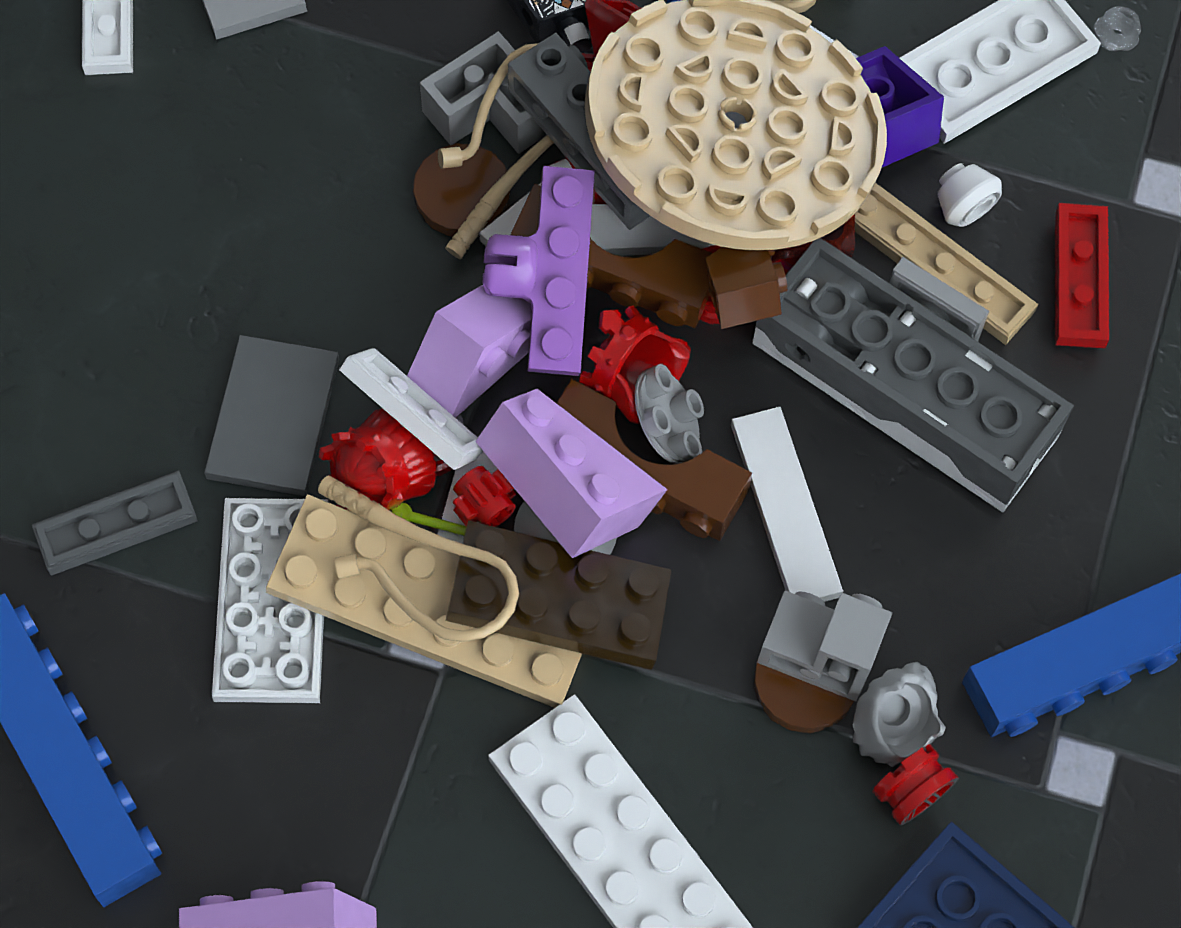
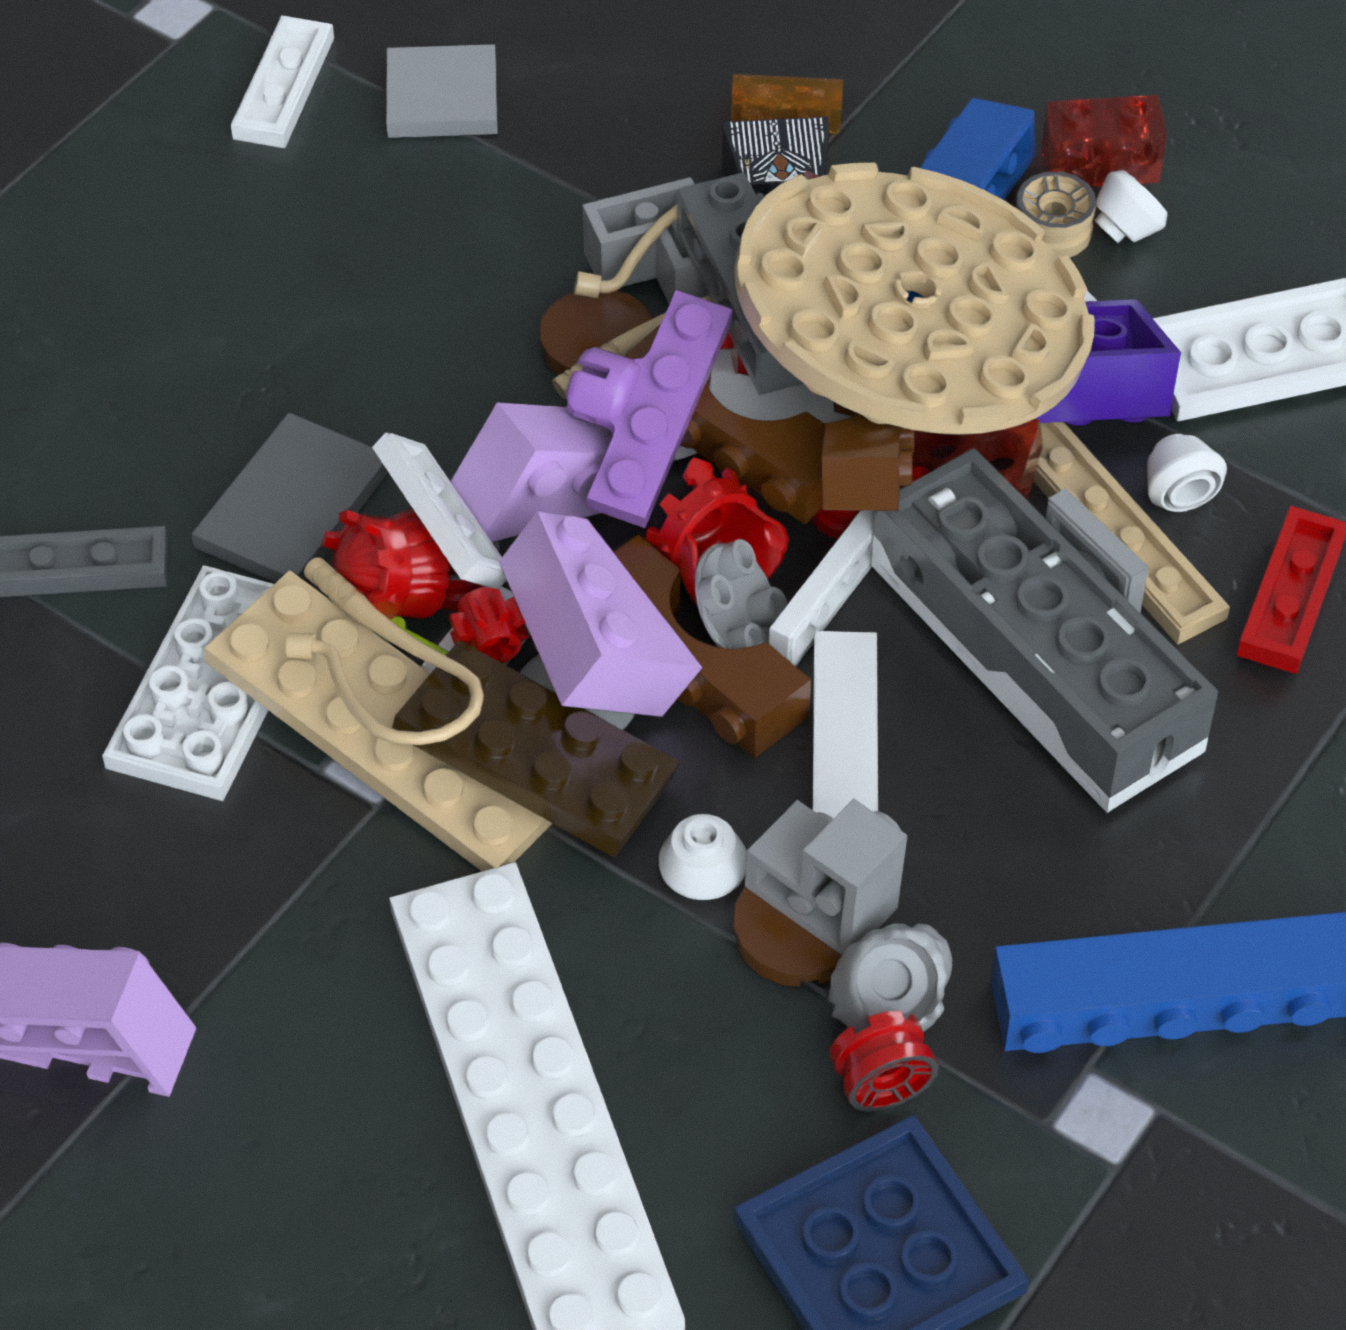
camera: 20 degrees right, 15 degrees down
(722, 656) = (703, 858): none -> white cone
(728, 387) = (825, 590): none -> white tile

